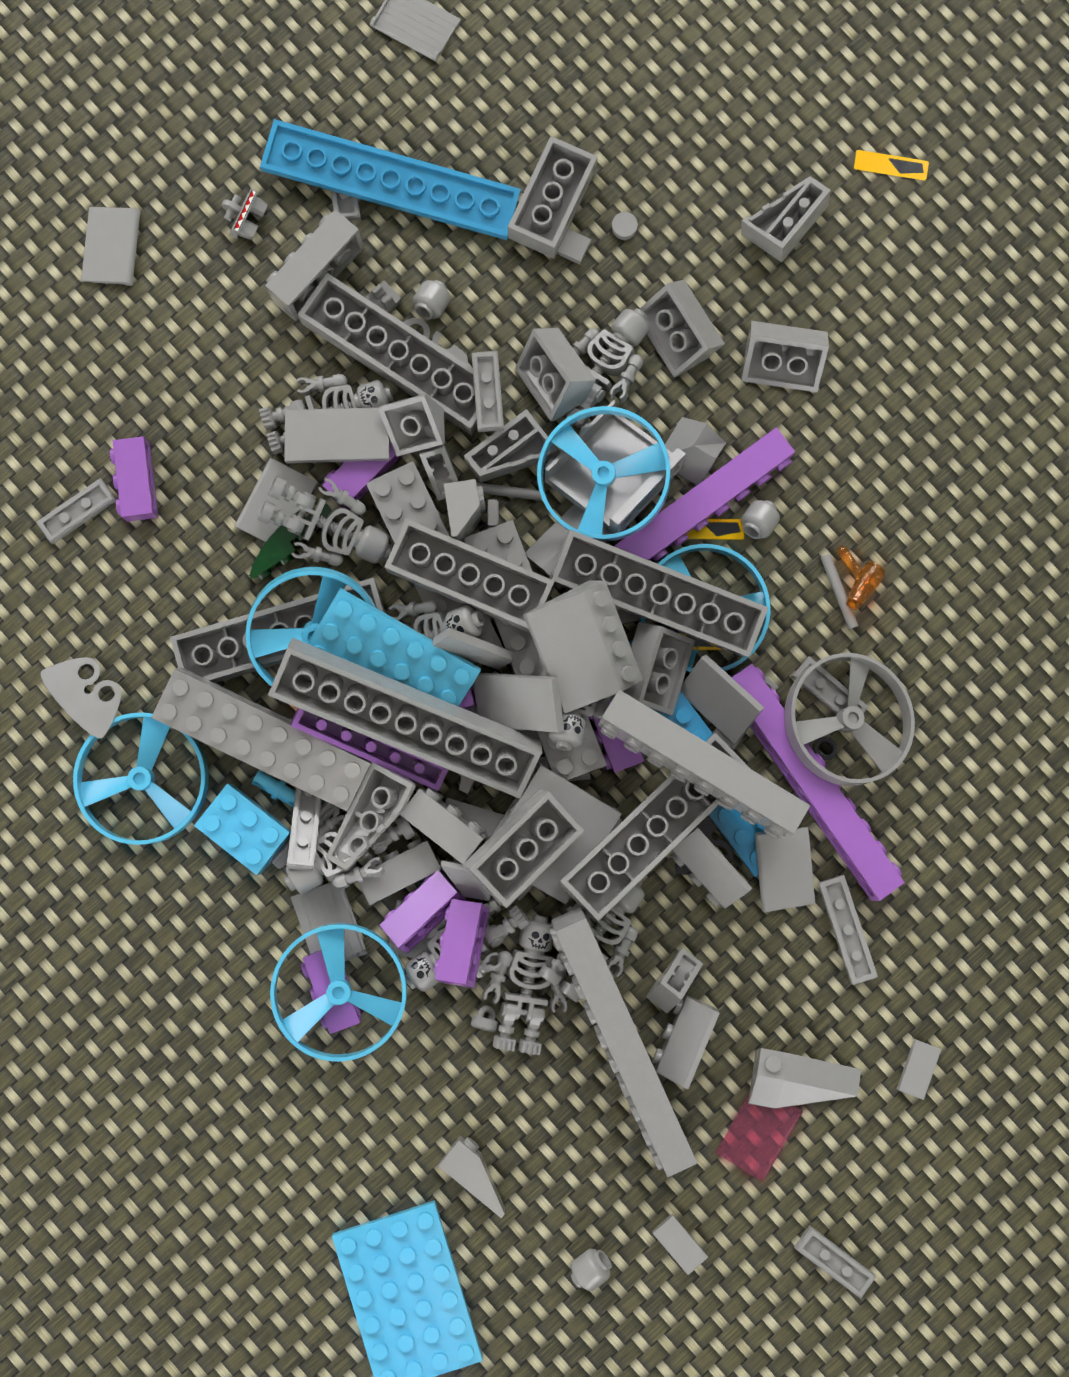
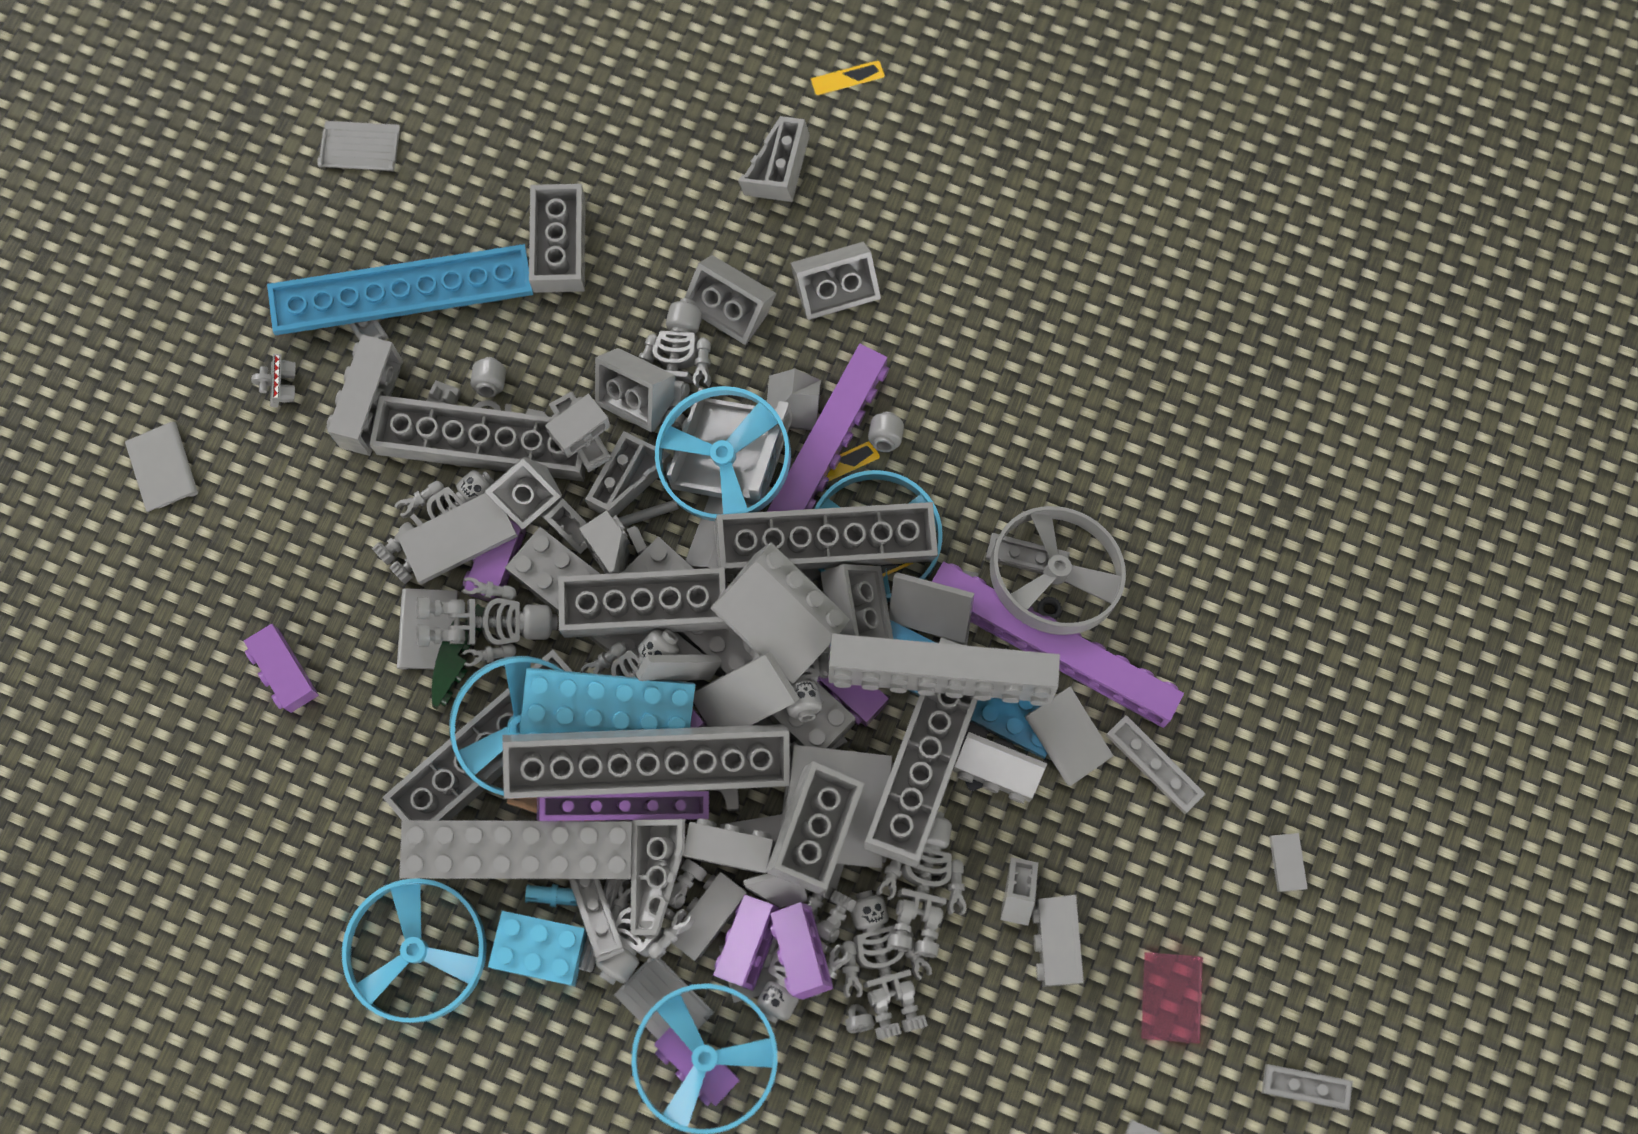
camera: 25 degrees left, 10 degrees down
(76, 511) = (236, 726): light grey tile -> none
(84, 708) = (329, 909): light grey piece -> none
(487, 385) = (577, 425): none -> light grey brick
(574, 246) = (597, 272): light grey tile -> none
(624, 225) = (635, 234): light grey tile -> none
(625, 1048) = (1001, 968): light grey brick -> none
(793, 1080) = (1179, 928): light grey wedge -> none
(839, 591) = (990, 463): light grey bar -> none
(866, 579) = (1009, 441): clear orange piece -> none

